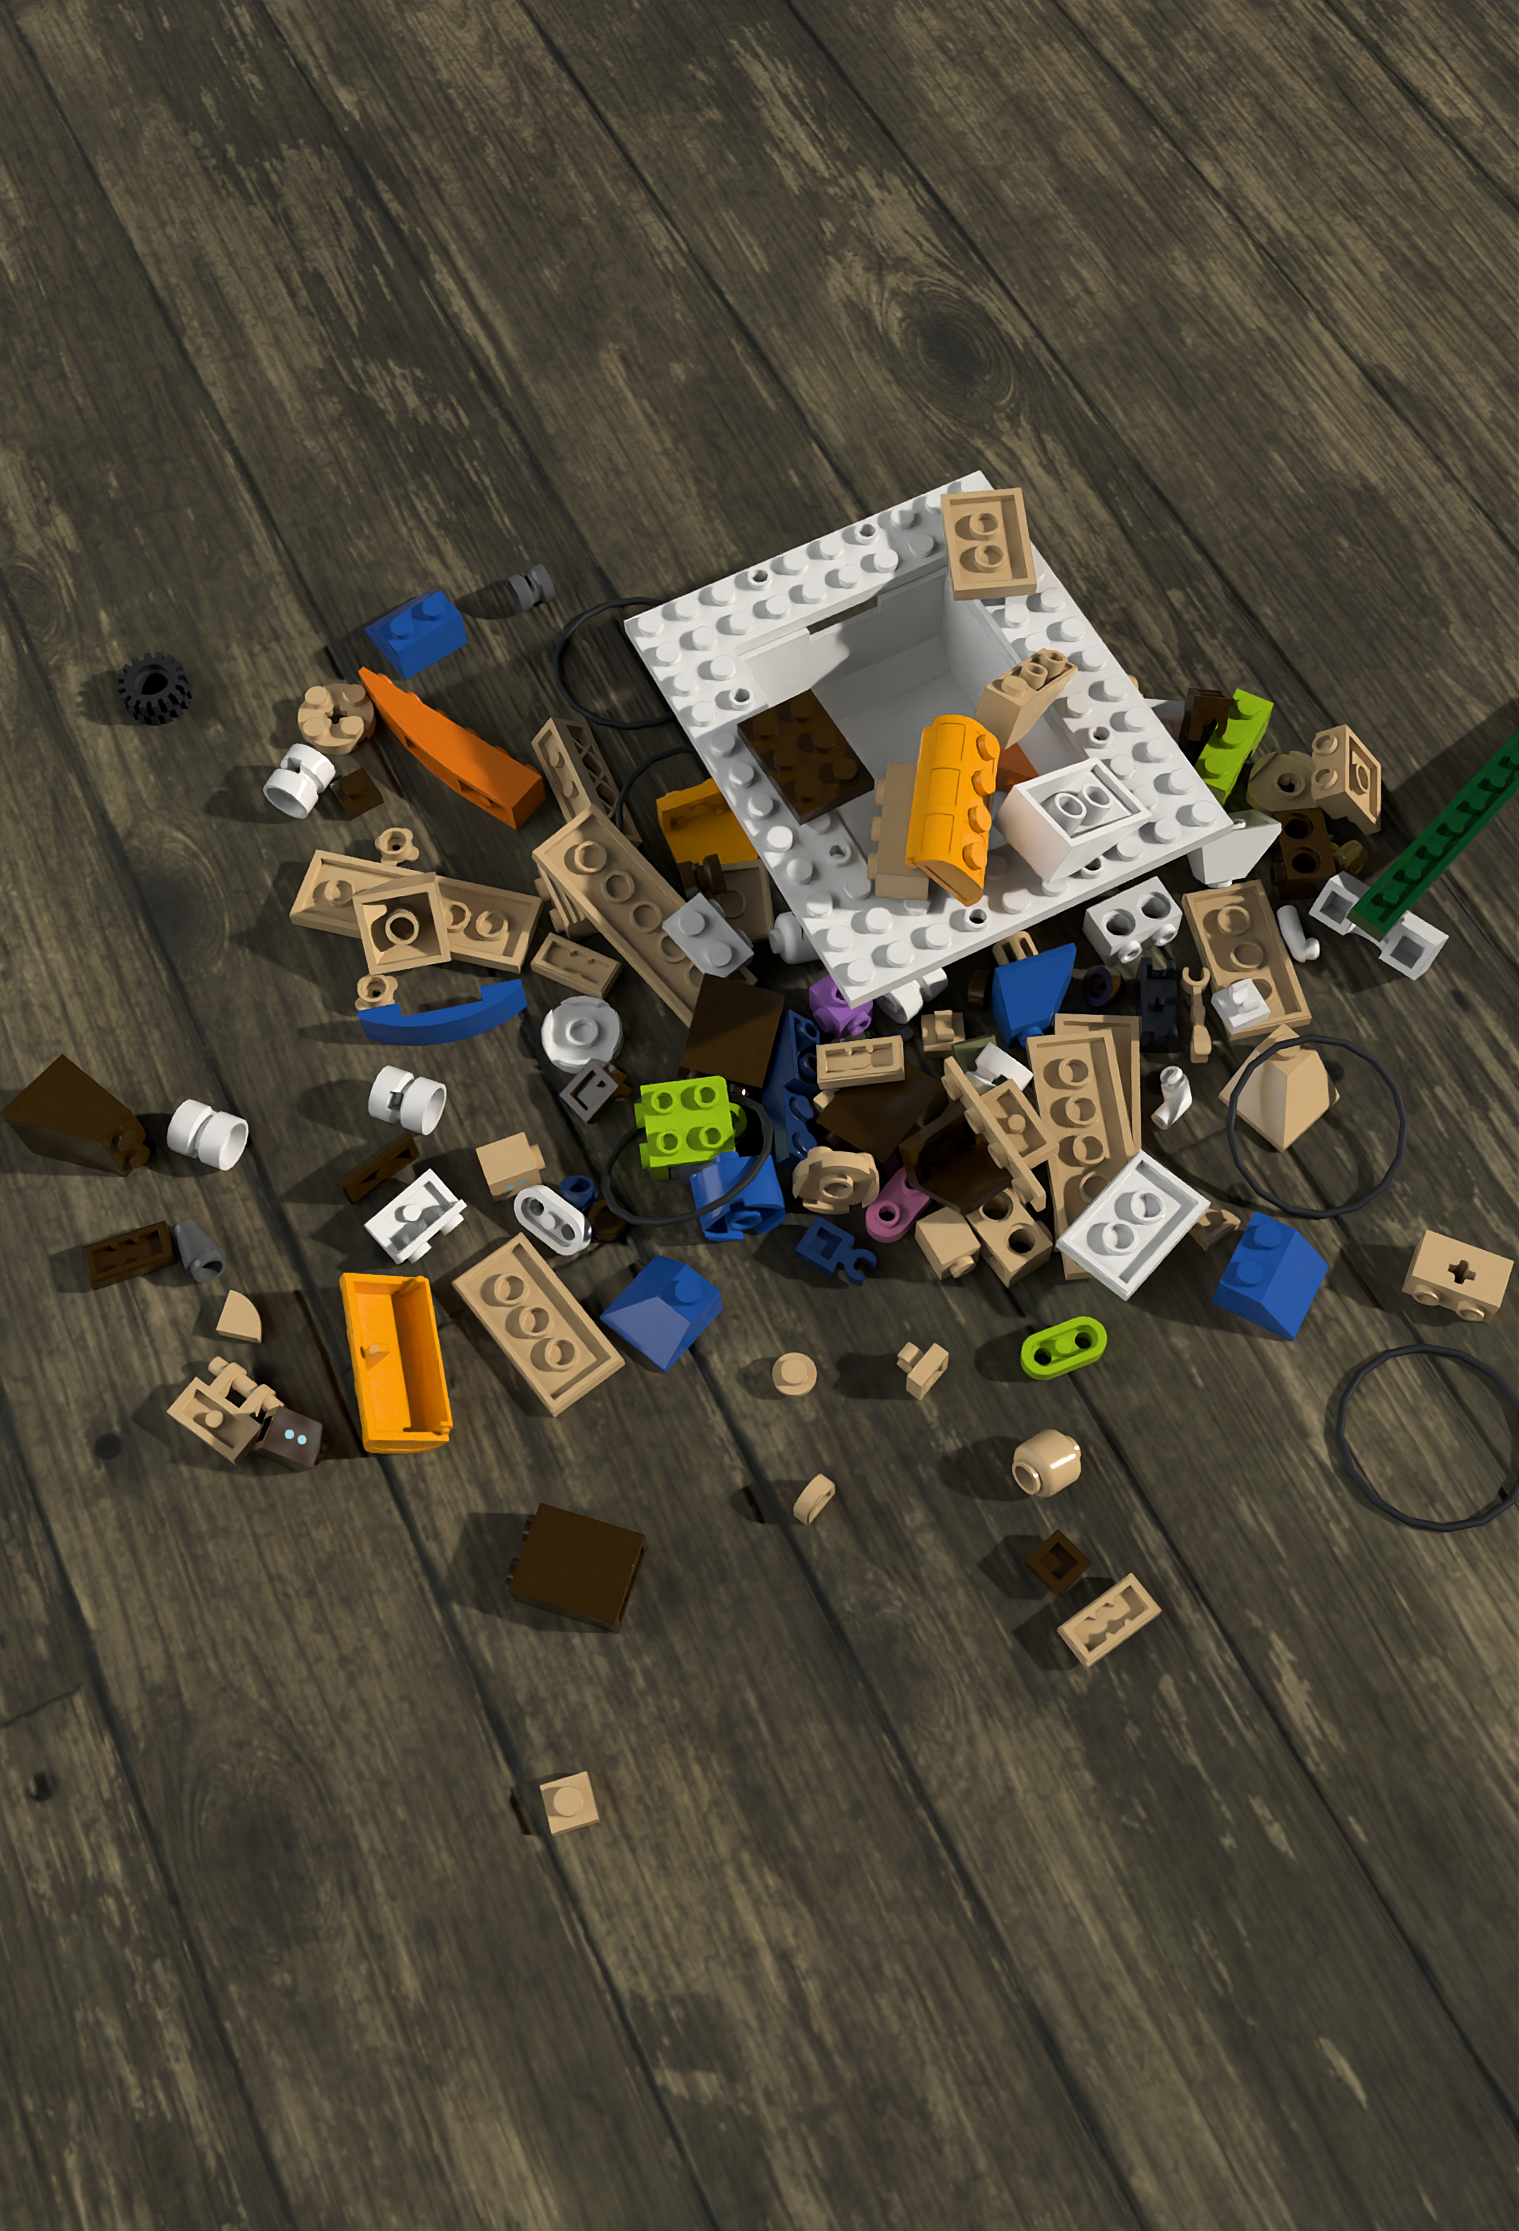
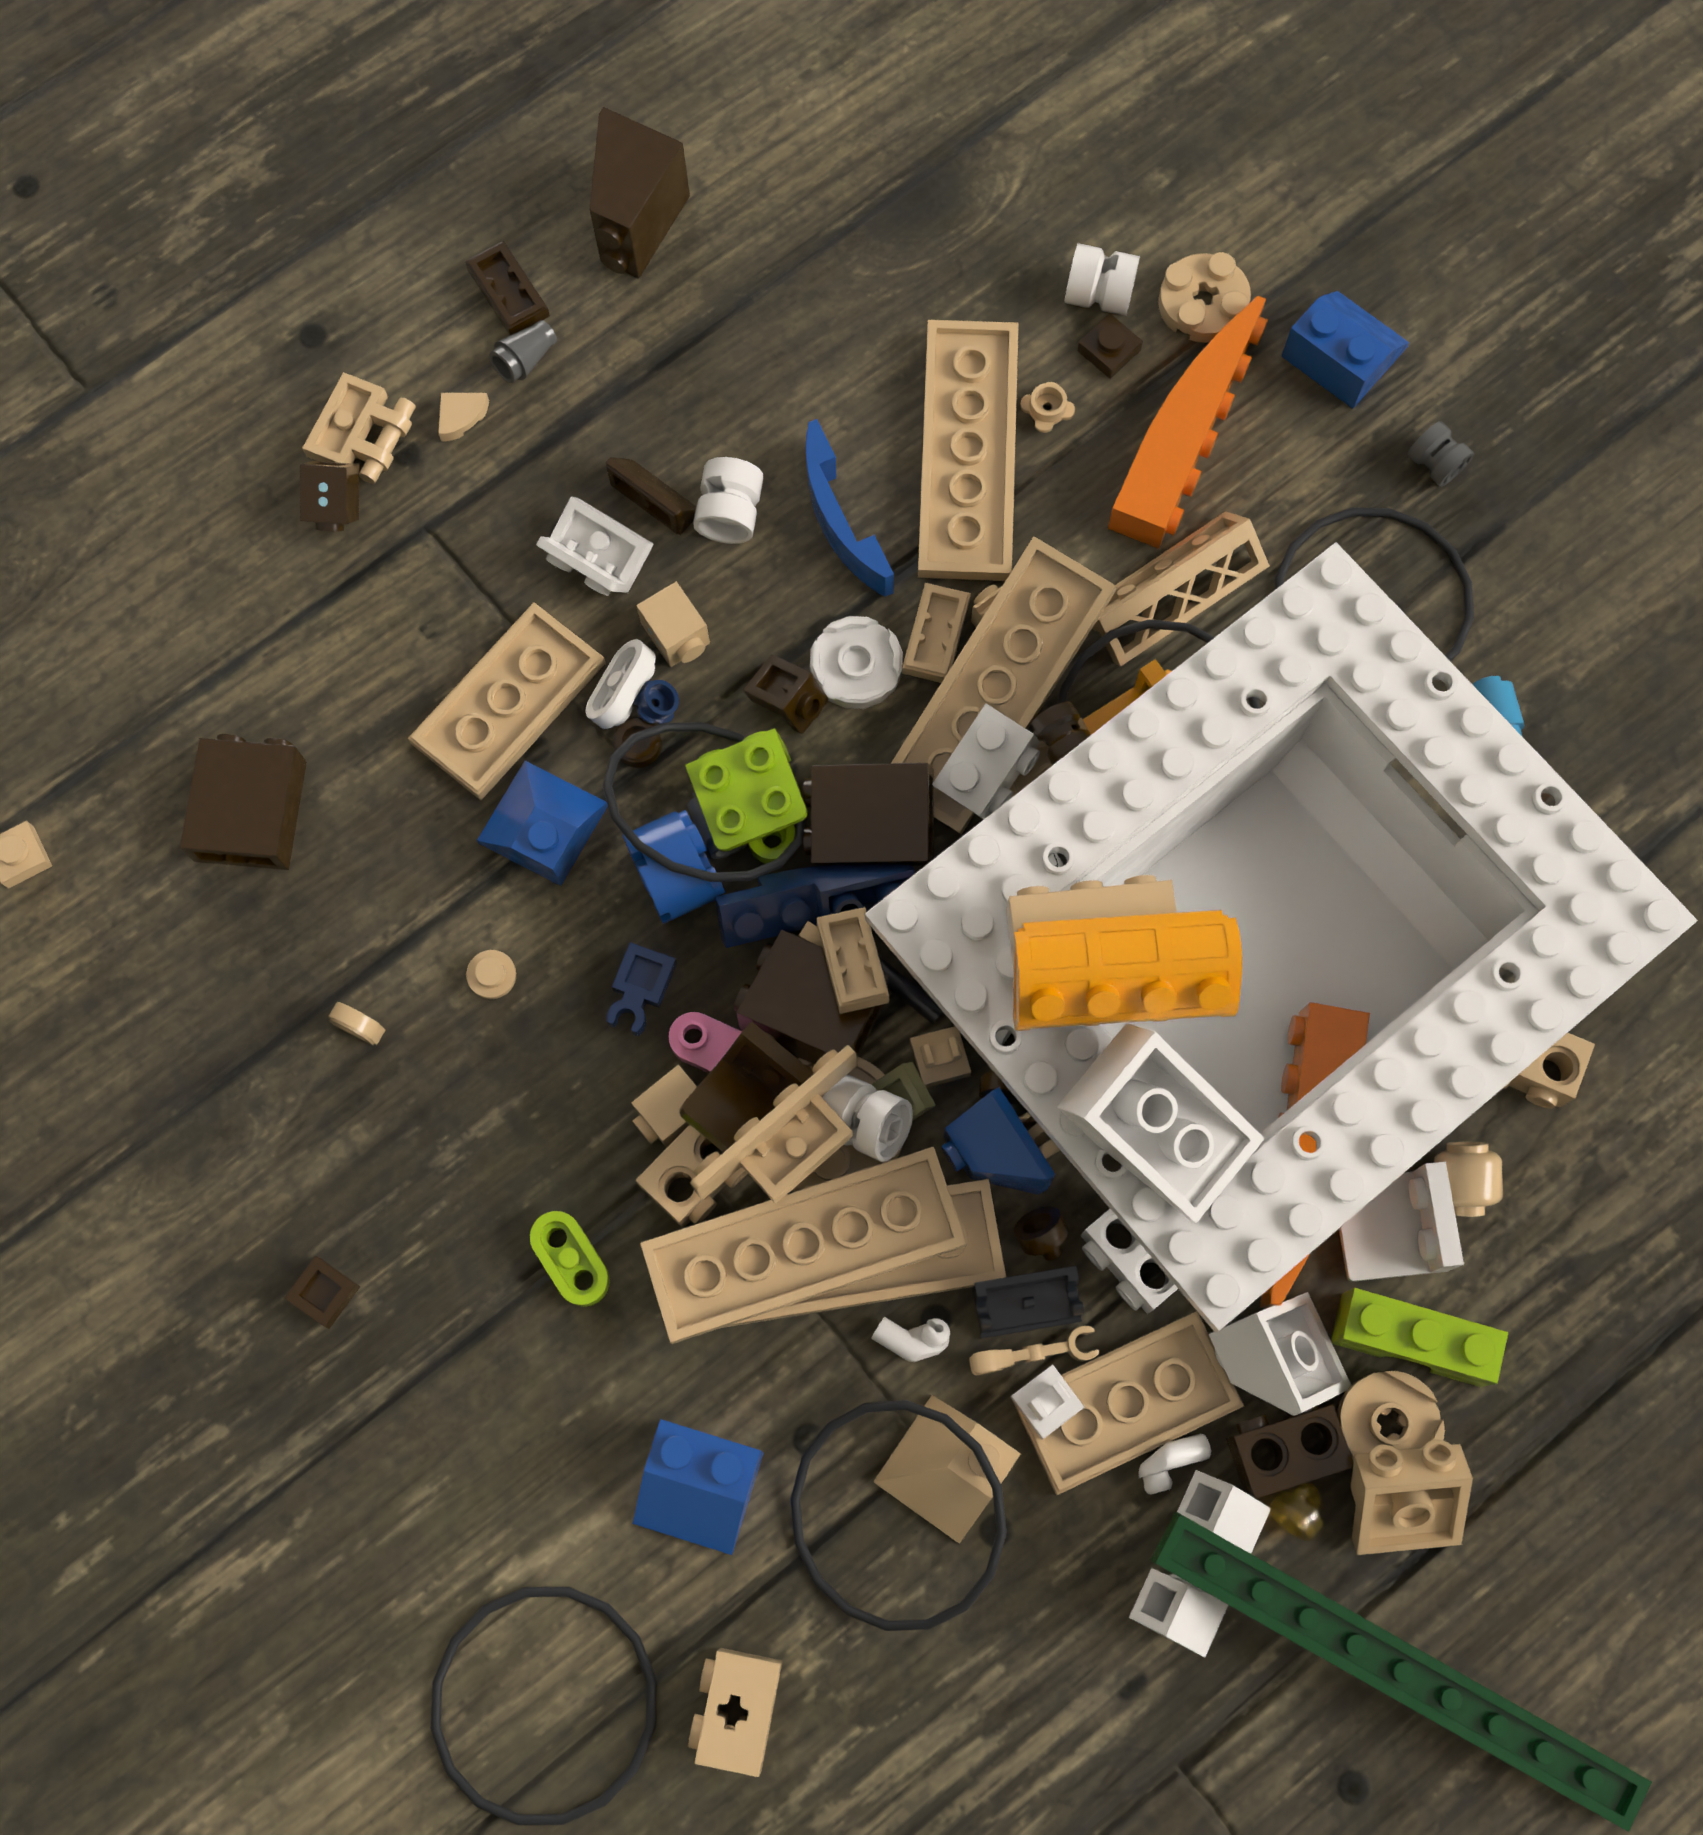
camera: 75 degrees right, 10 degrees up
(149, 672) = (1195, 78): black tyre -> none
(207, 1134) = (650, 317): white wheel -> none
(376, 983) = (854, 425): tan plate -> none
(396, 1363) = (428, 567): light orange container -> none
(402, 924) = (934, 433): tan slope -> none
(805, 757) = (1180, 789): dark brown plate -> none
(835, 1180) = (711, 967): tan plate -> none
(921, 1368) = (517, 1107): tan tile -> none
(988, 544) = (1560, 946): tan plate -> none
(1022, 695) = (1329, 1031): tan slope -> none
(1046, 1463) = (429, 1261): tan head -> none
(1109, 1620) = (268, 1357): tan plate -> none
(1132, 1224) = (710, 1307): white tile -> none
(1208, 708) = (1463, 1296): dark brown hinge -> none
(1213, 1227) = (758, 1404): tan tile -> none

